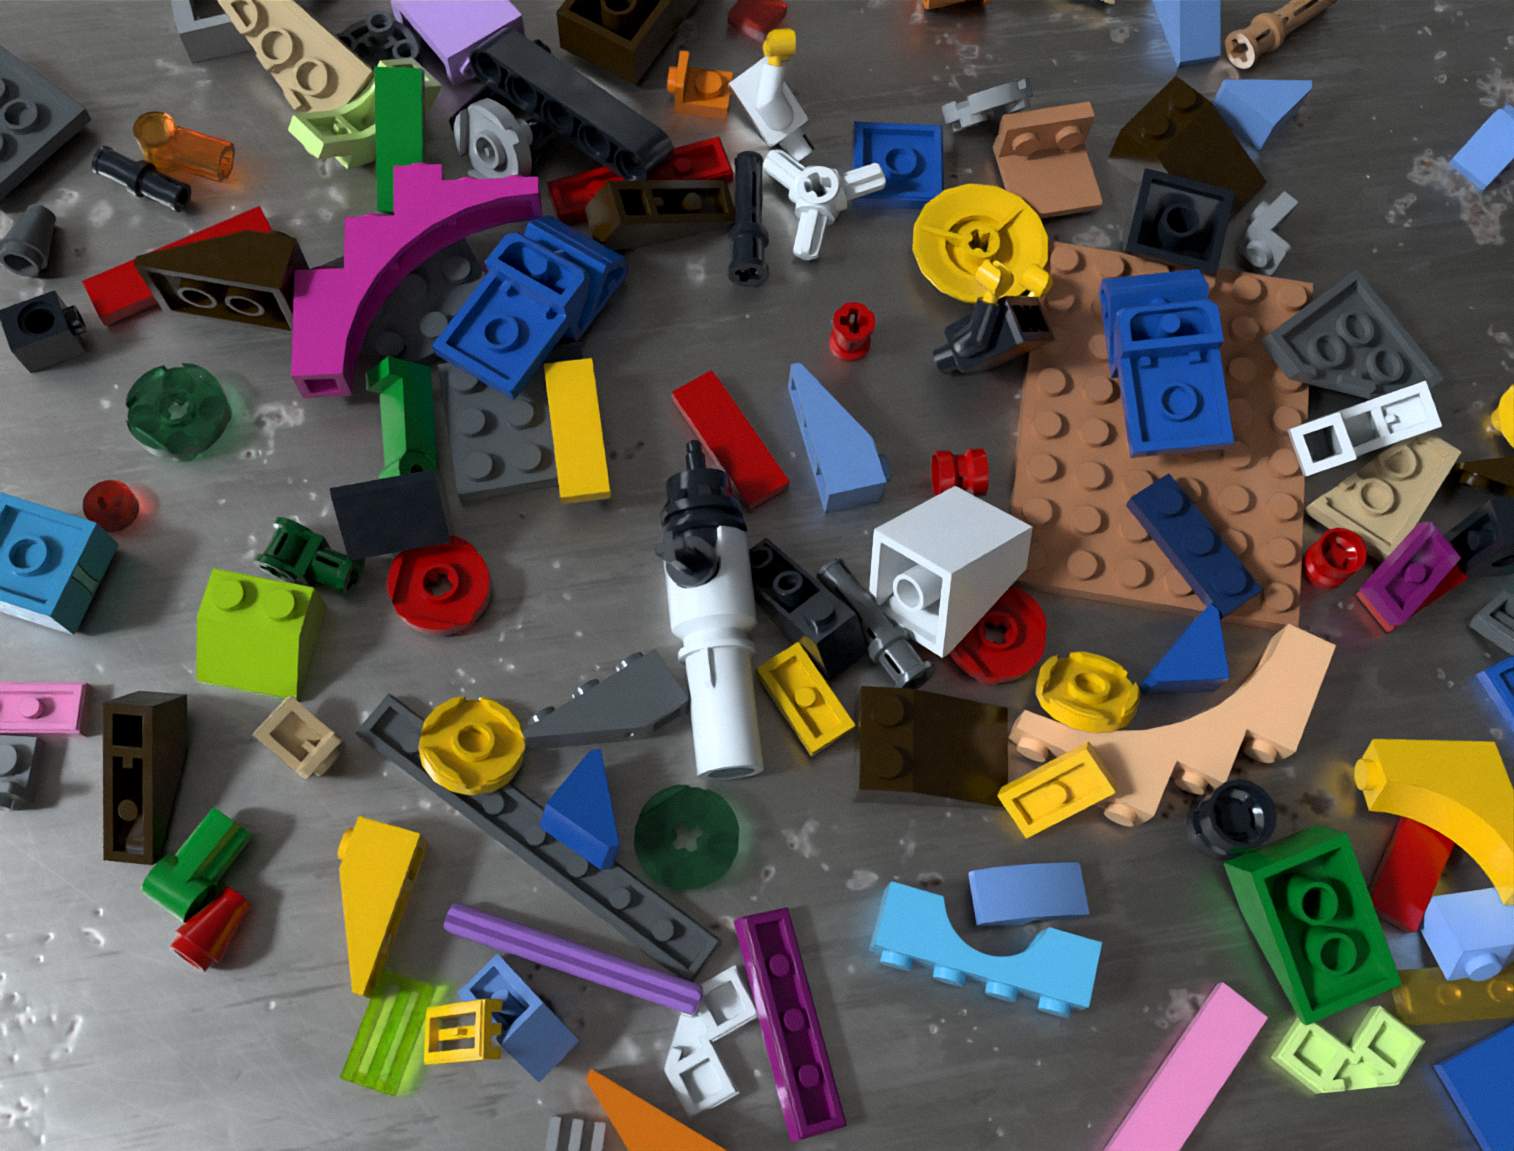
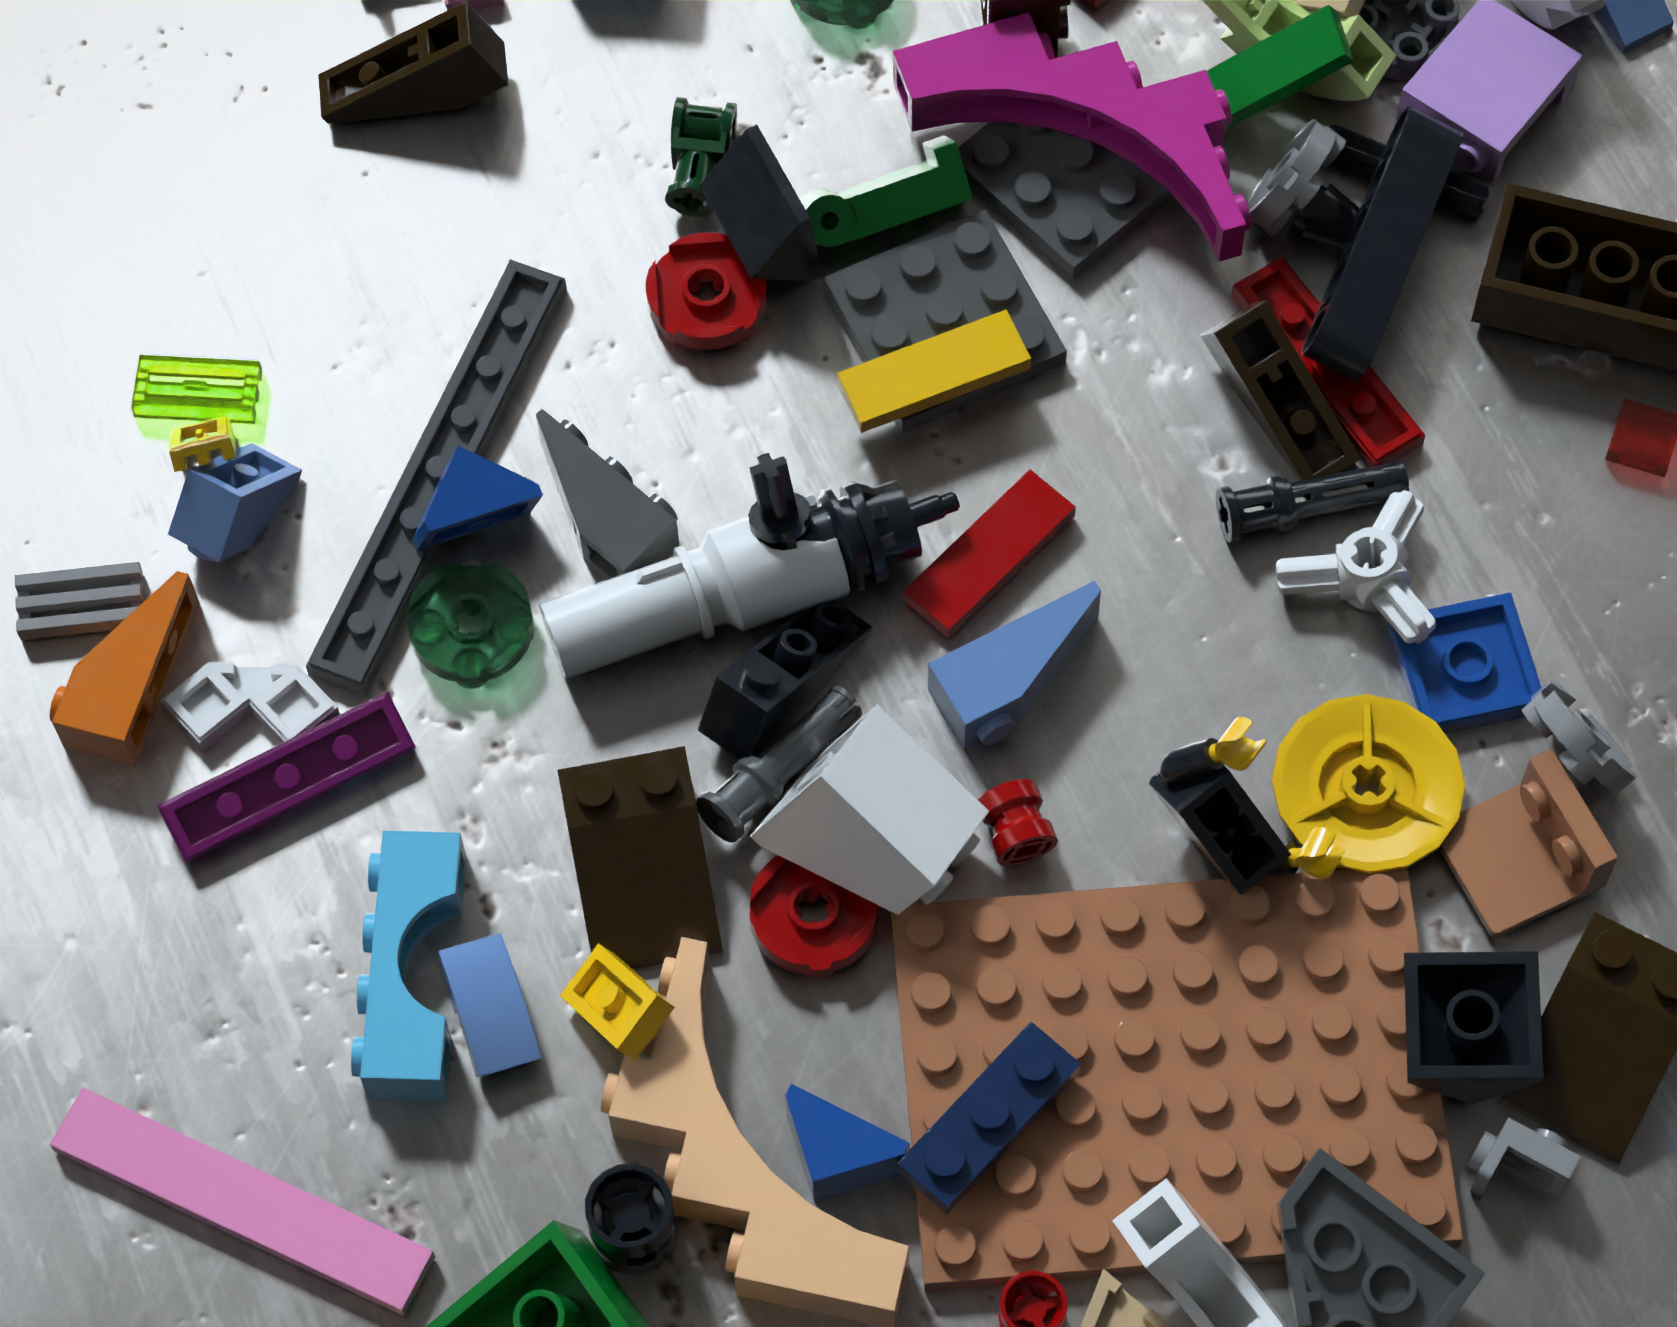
camera: 85 degrees right, 5 degrees down
(189, 878) = (314, 151): green piece -> none
(210, 931) = (264, 190): red cone -> none
(257, 634) = (596, 131): lime slope -> none
(299, 738) = (488, 205): tan bracket -> none
(376, 884) = (335, 328): yellow slope -> none
(471, 745) = (519, 369): yellow tile -> none
(533, 295) = (1095, 275): blue piece -> none
(574, 958) = (307, 541): medium lavender axle -> none
(699, 89) = (1491, 394): orange bracket -> none
(769, 100) = (1481, 462): white torso -> none
(804, 699) = (666, 707): yellow plate -> none
(862, 327) = (1192, 641): red bush -> none
(1087, 692) = (756, 1022): yellow tile -> none
(1168, 362) = (1234, 1012): blue piece -> none

